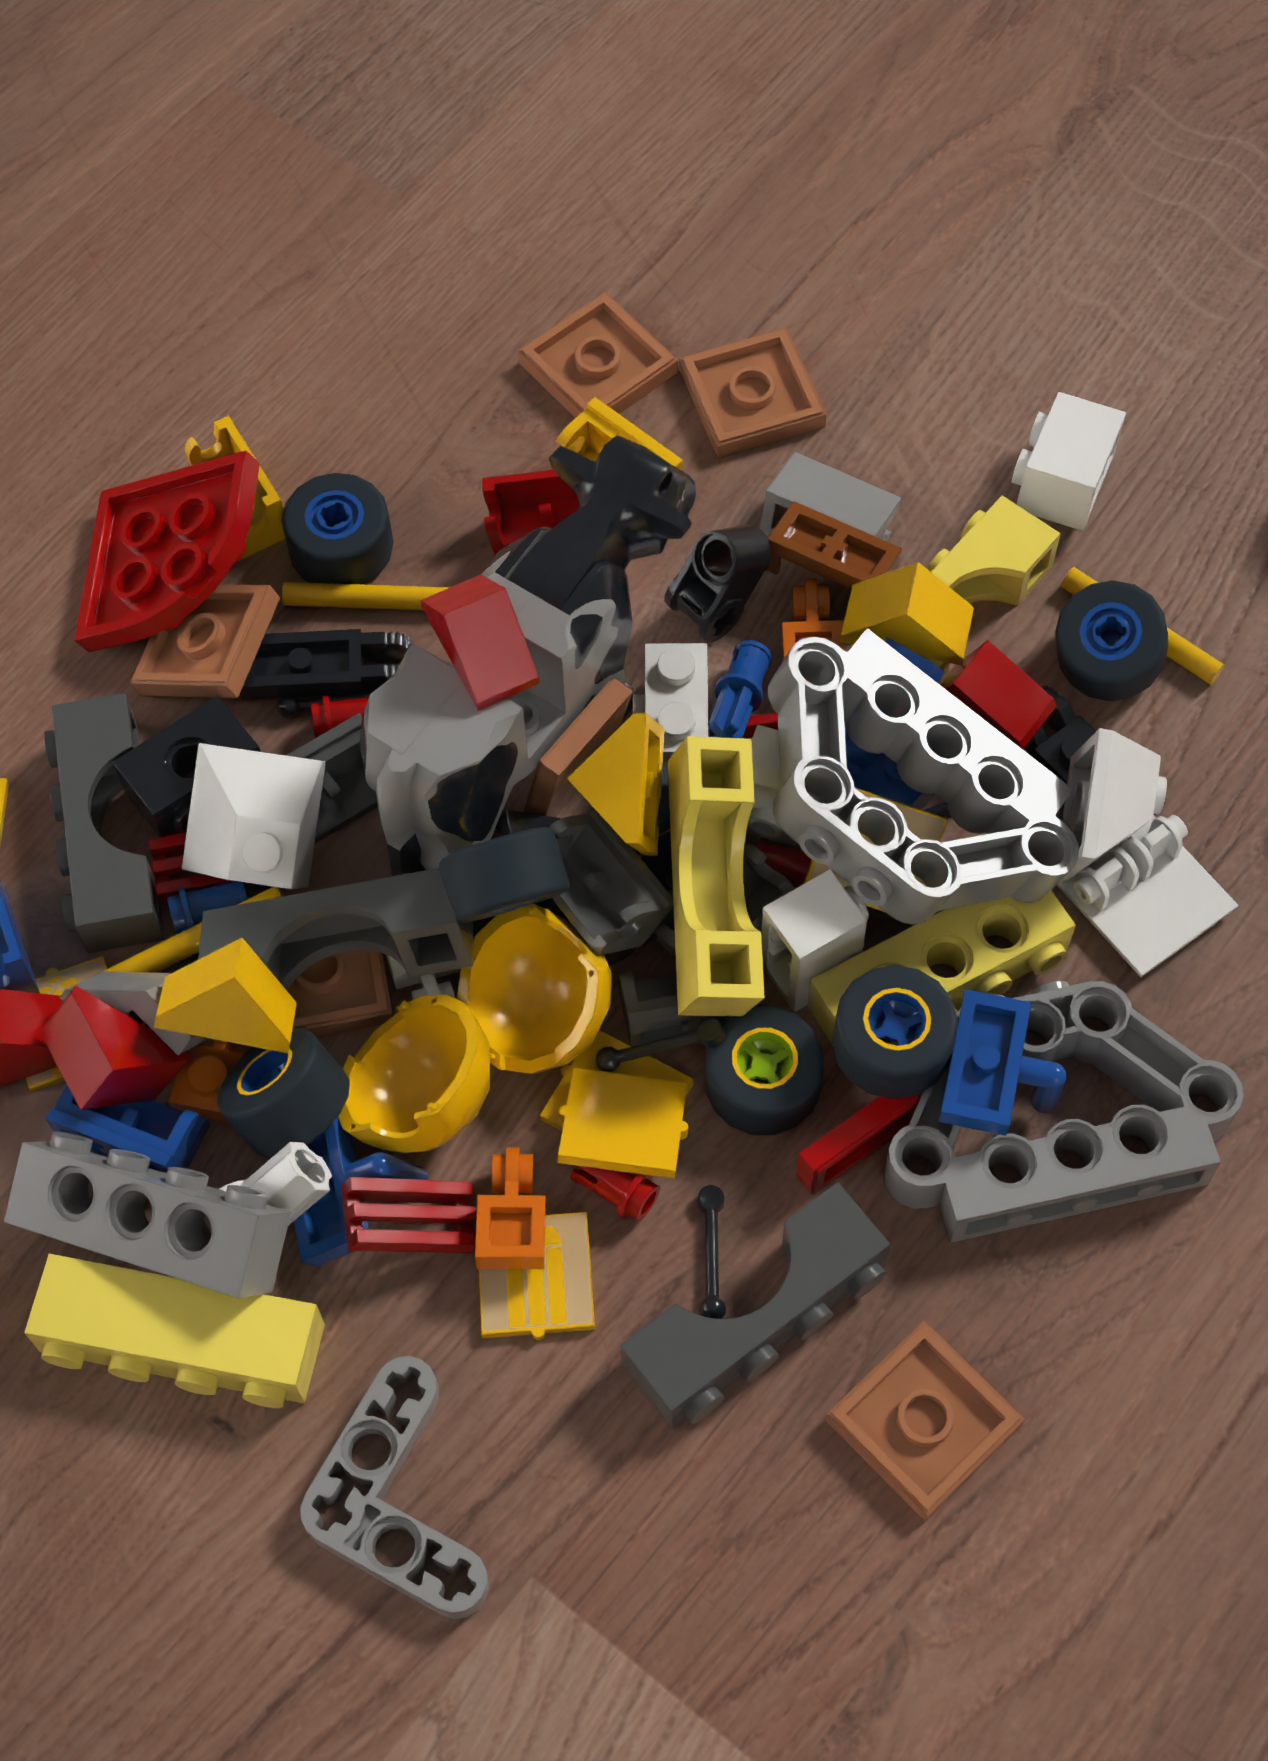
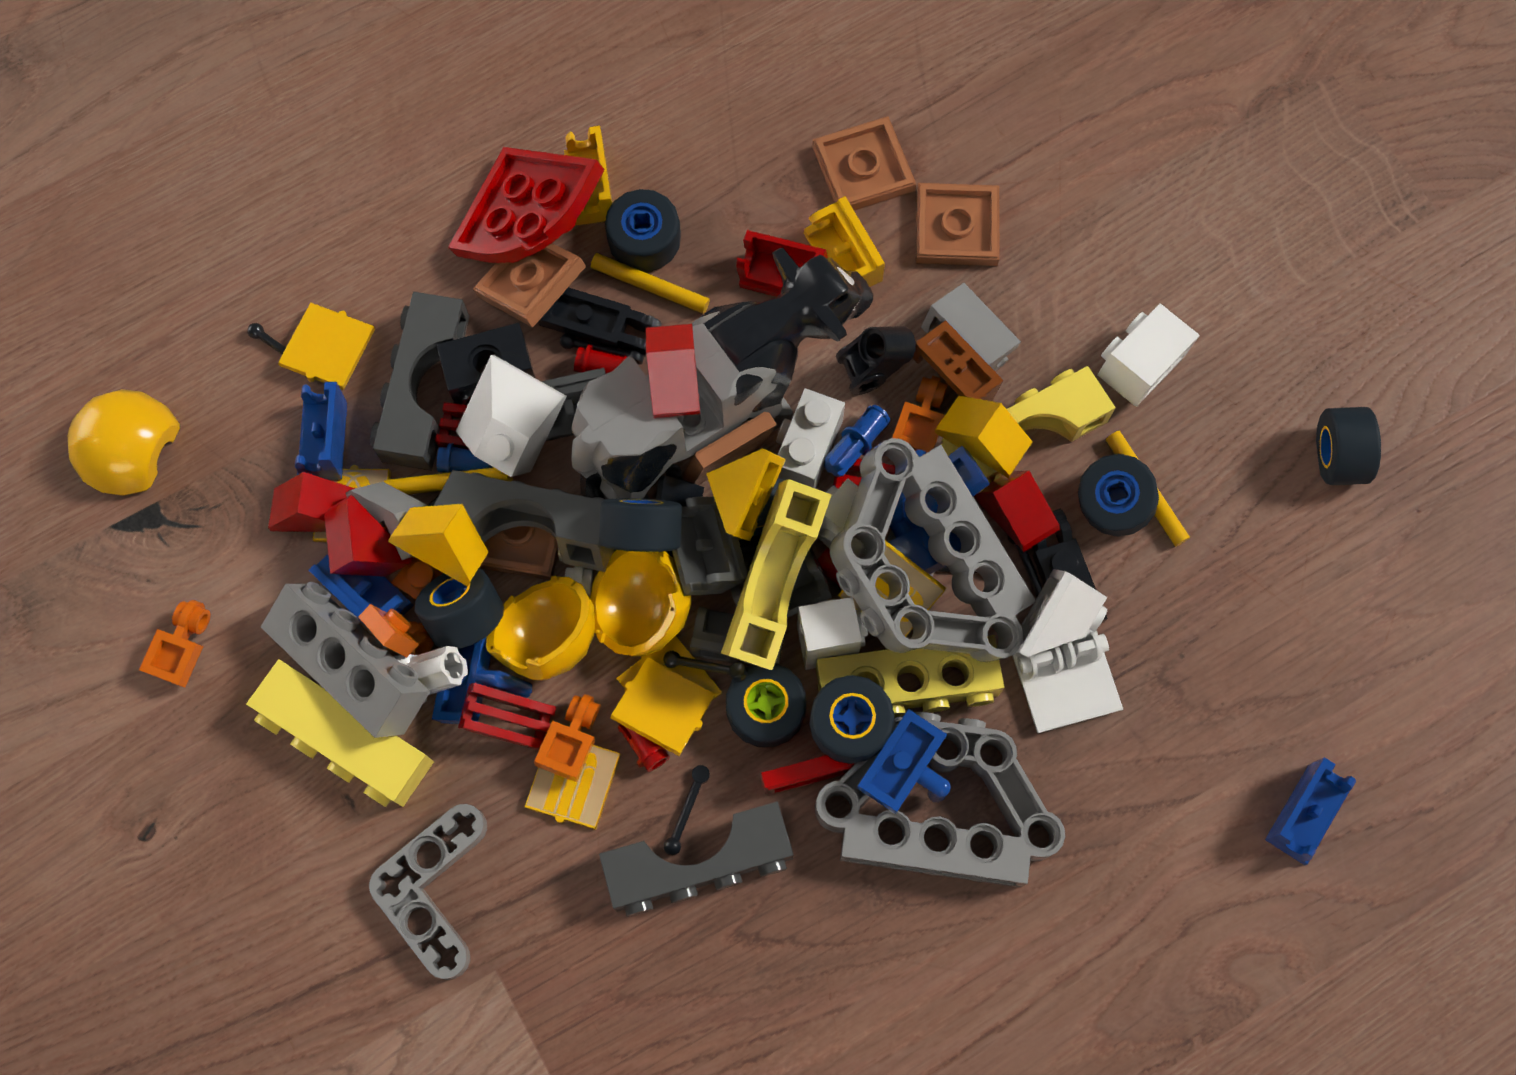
camera: 20 degrees right, 10 degrees up
(207, 1152) = (396, 632): none -> orange plate
(924, 1420) = (773, 969): nougat tile -> none

